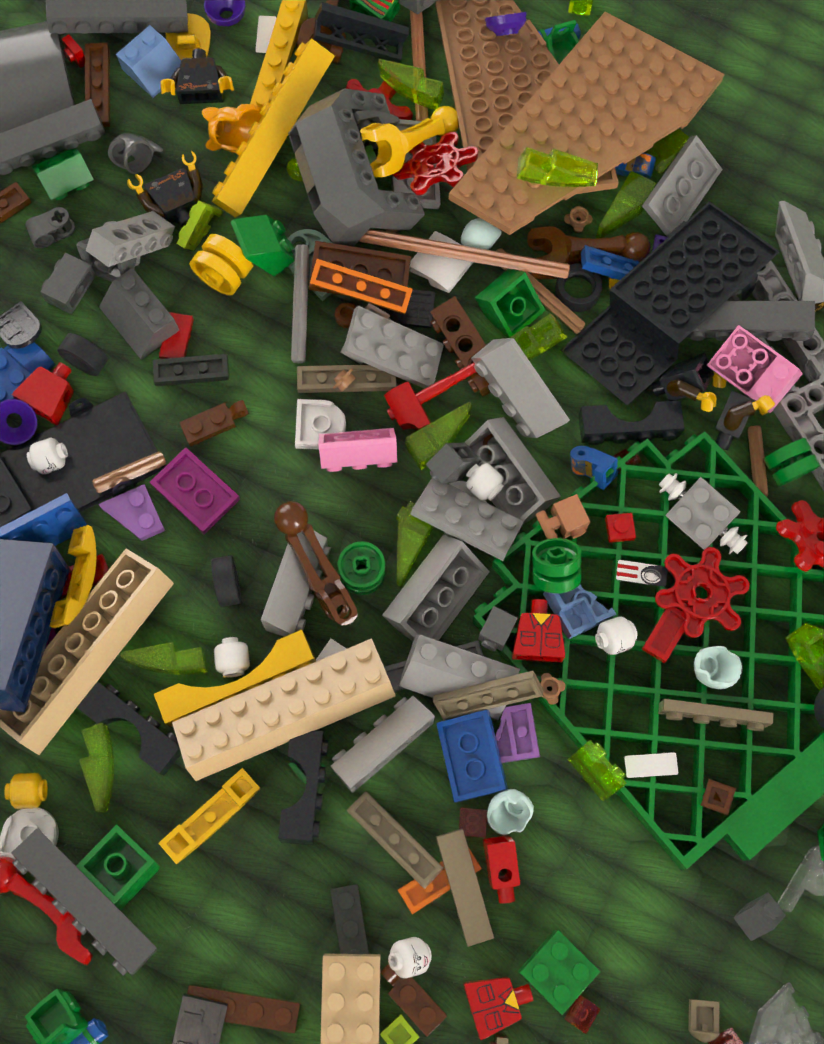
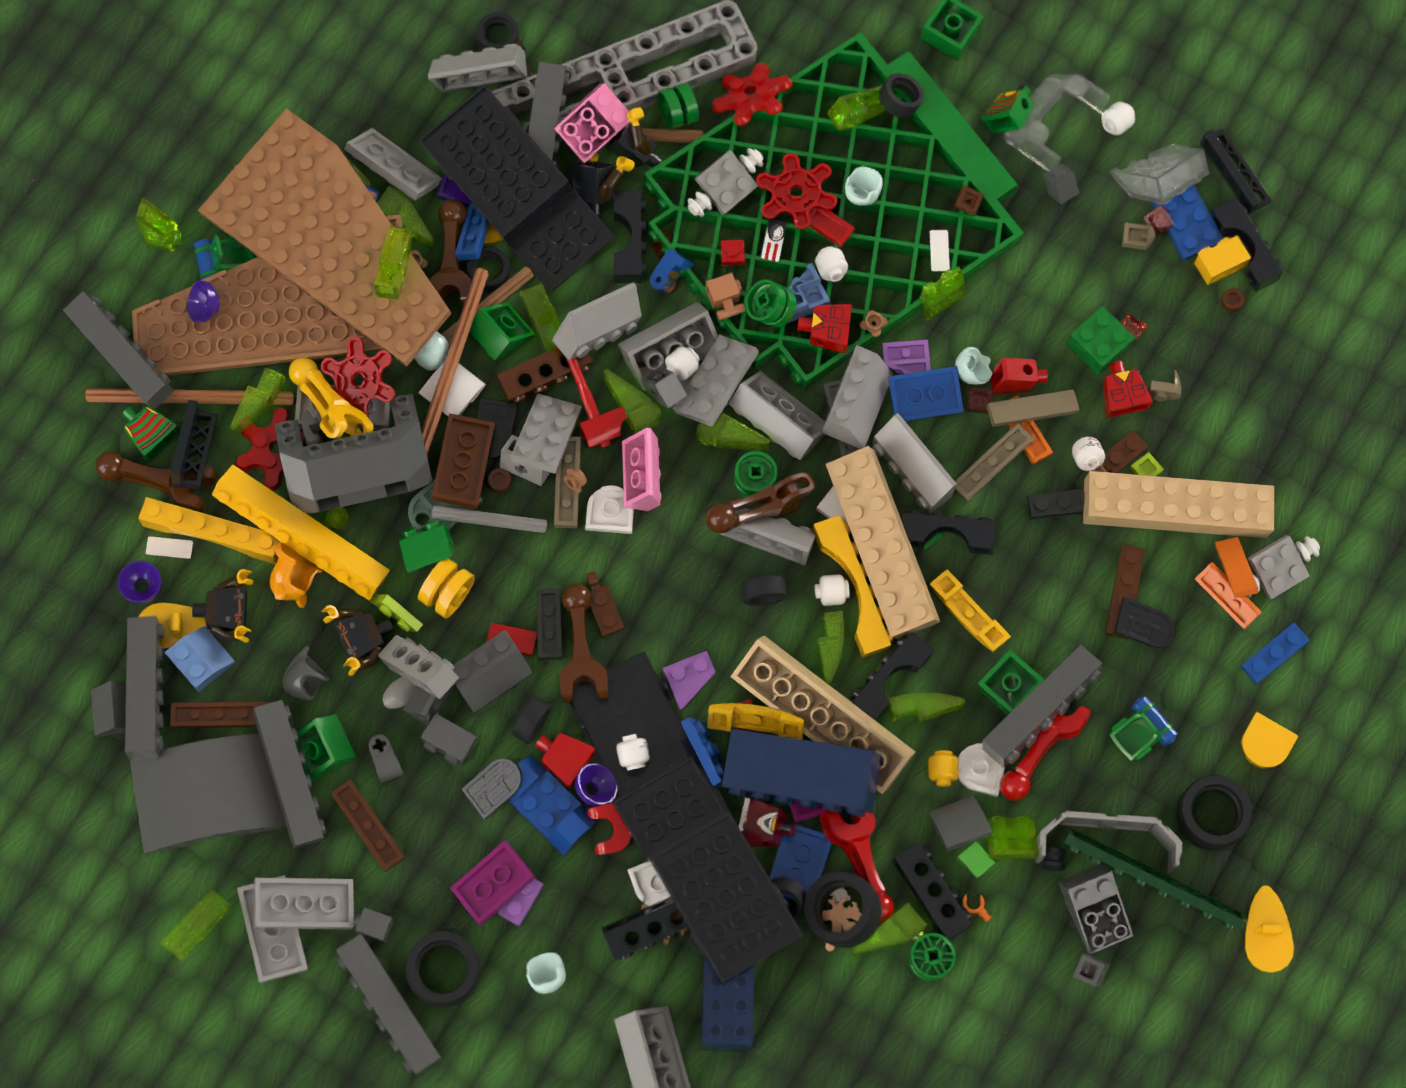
camera: 90 degrees left, 0 degrees up
(73, 51) = (177, 737): red plate -> none
(129, 472) = (651, 679): medium nougat axle -> none
(149, 401) = (576, 600): none -> reddish brown piece
(195, 490) = (671, 622): magenta plate -> none
(361, 286) = (487, 453): orange brick -> none
(488, 695) = (878, 373): dark tan tile -> none
(497, 629) = (822, 360): dark grey brick -> none
(725, 715) = (900, 202): dark tan plate -> none

